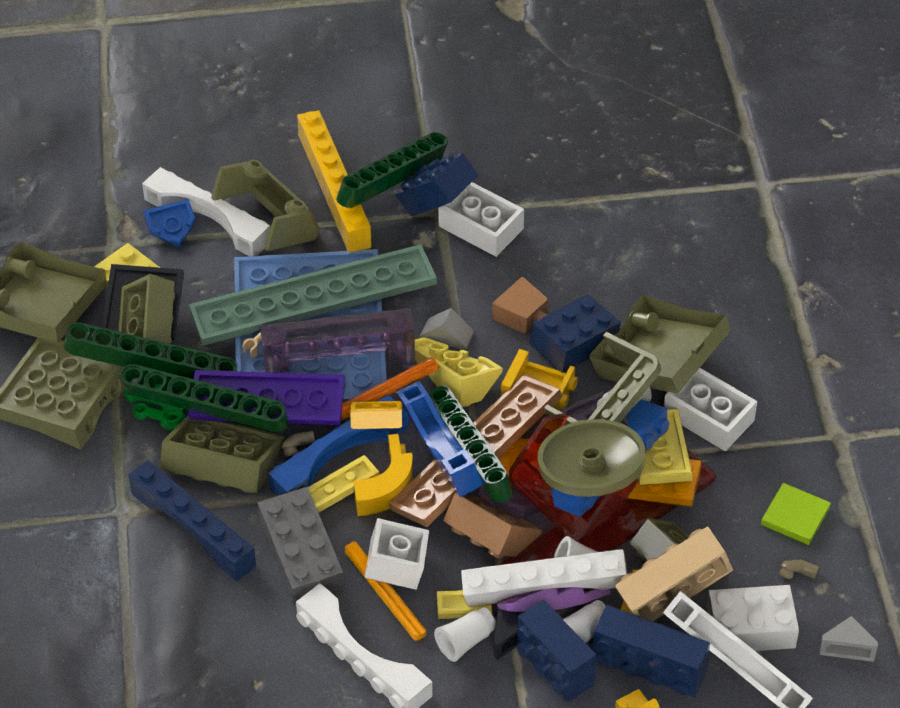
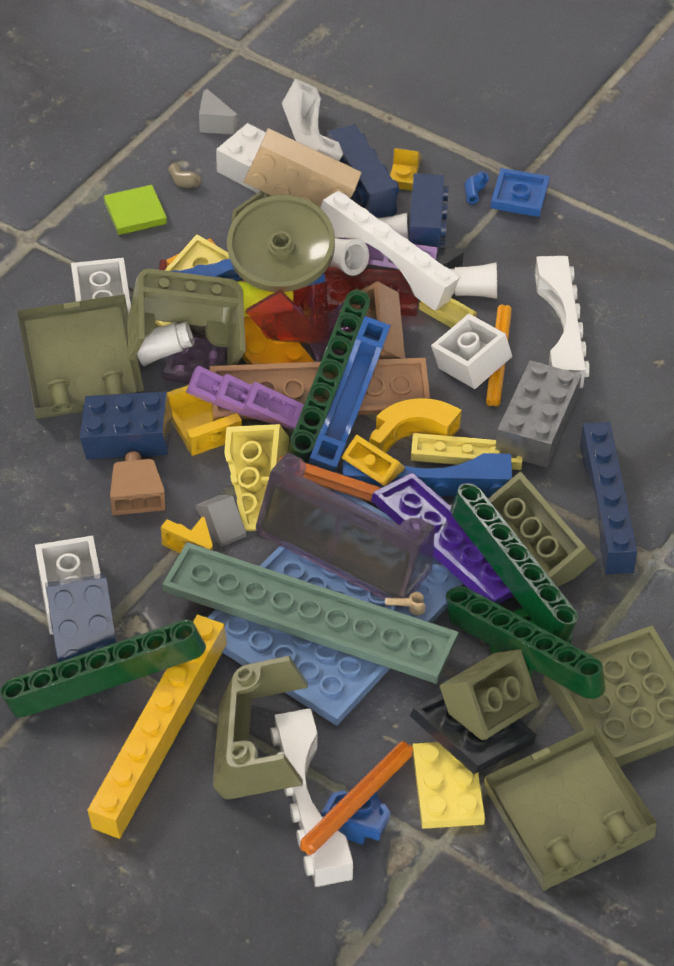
camera: 140 degrees left, 0 degrees up
(173, 212) = (356, 798): none -> orange axle
(442, 297) = (176, 535): none -> yellow slope
(504, 394) = (245, 399): none -> medium lavender slope

